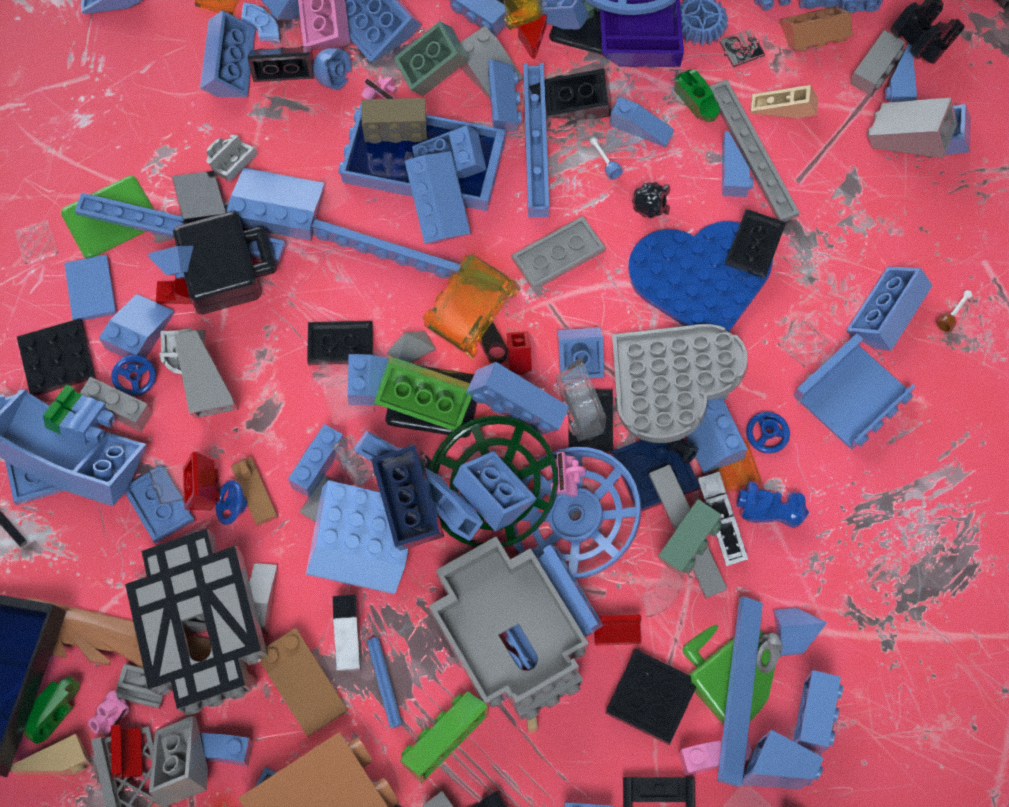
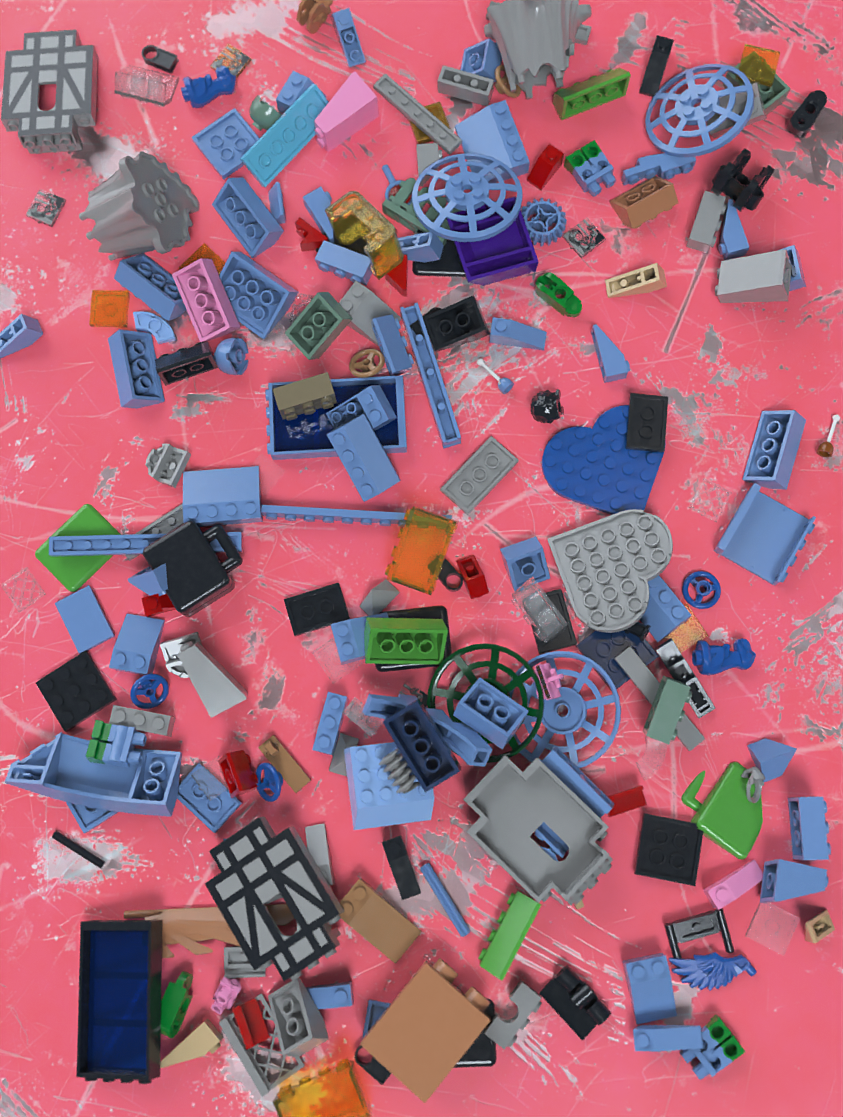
camera: 10 degrees left, 10 degrees up
(198, 196) = (153, 511): tile -> none
(372, 89) = (274, 366): bright pink hips -> none
(372, 519) = (399, 772): none -> light grey piece
(471, 113) = (367, 365): none -> medium nougat piece
(516, 398) = (487, 627): medium blue brick -> none
(740, 692) = (741, 827): medium blue tile -> none
(754, 152) = (621, 335): light grey plate -> none

